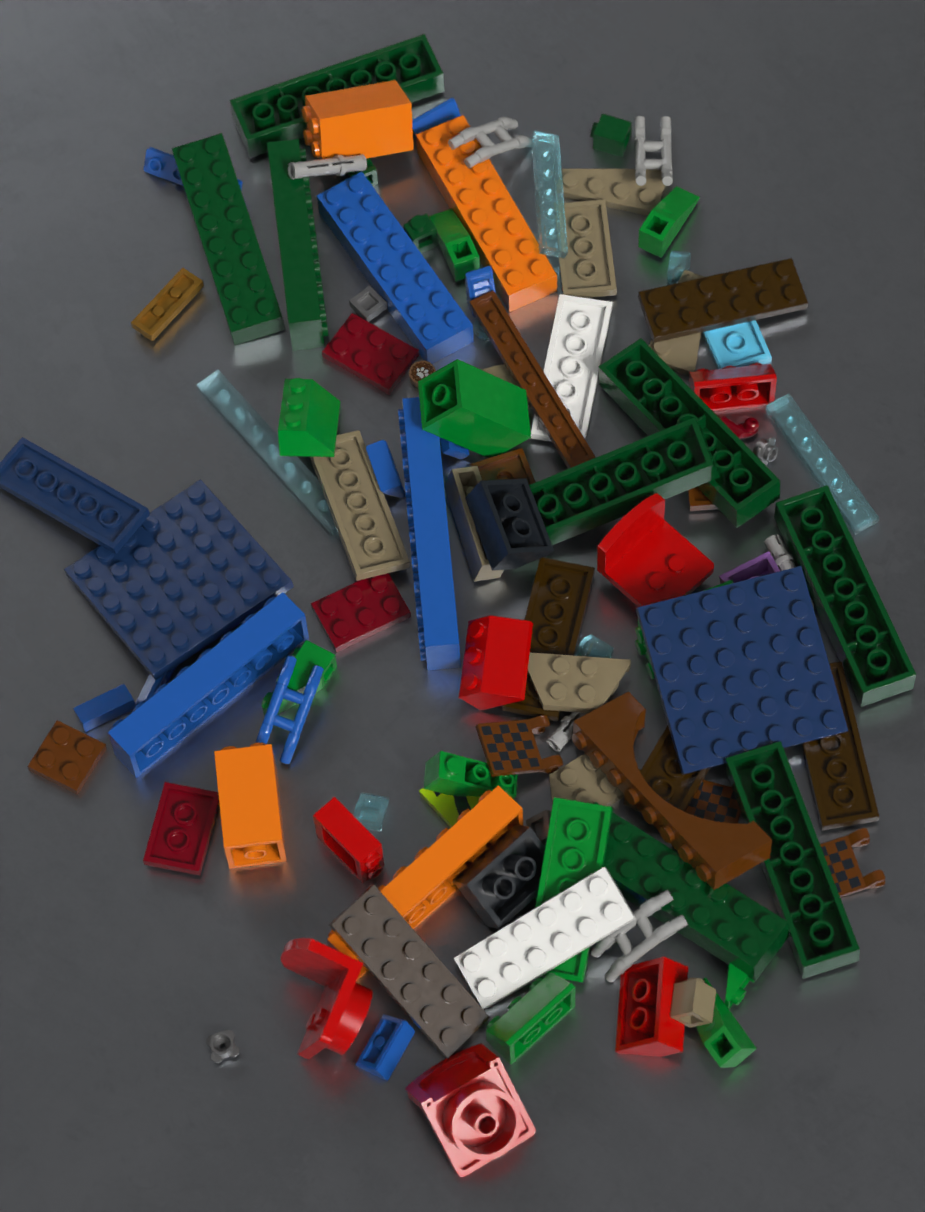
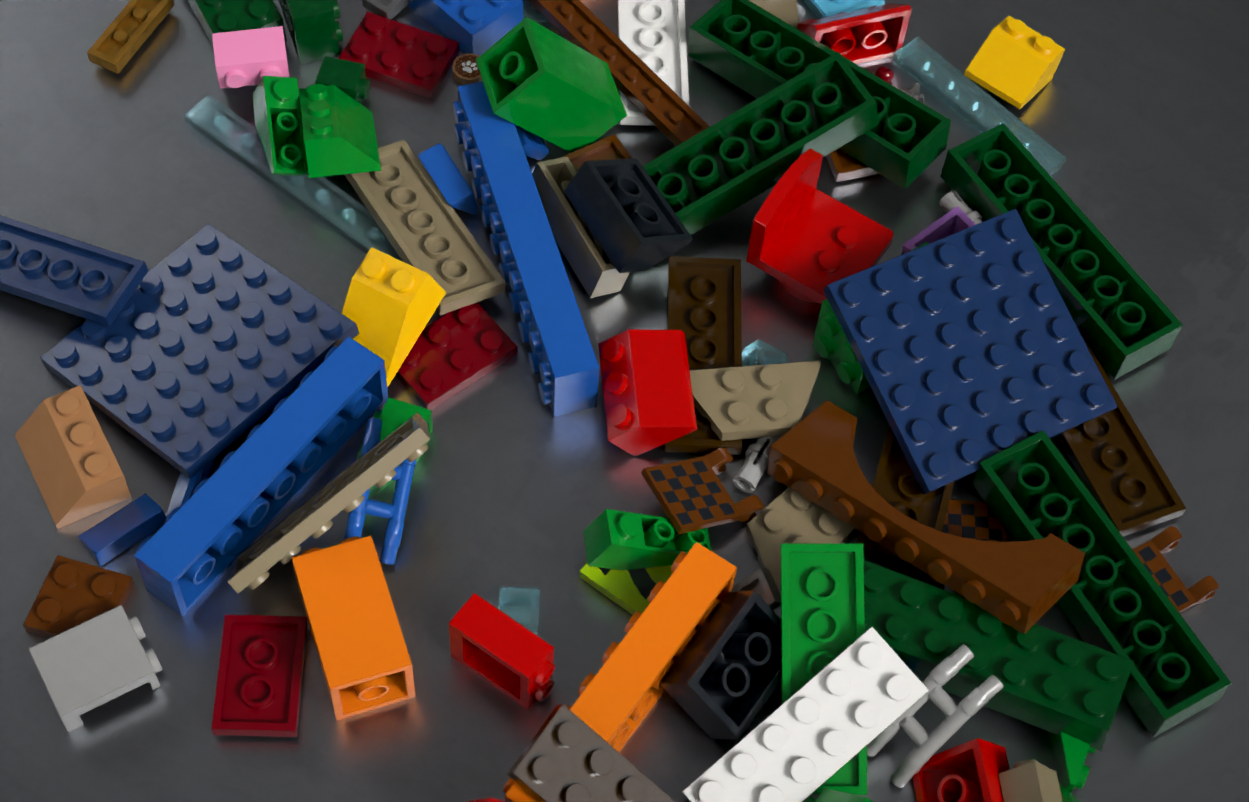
camera: 20 degrees left, 5 degrees down
(72, 802) = (95, 664): none -> light grey panel
(75, 650) = (71, 458): none -> medium nougat slope
(252, 349) = (249, 55): none -> bright pink slope
(255, 711) = (340, 494): none -> dark tan plate
(265, 406) = (280, 124): none -> green slope
(318, 573) = (390, 306): none -> yellow slope
(322, 371) = (346, 76): none -> dark green brick
(859, 429) = (1015, 62): none -> yellow slope

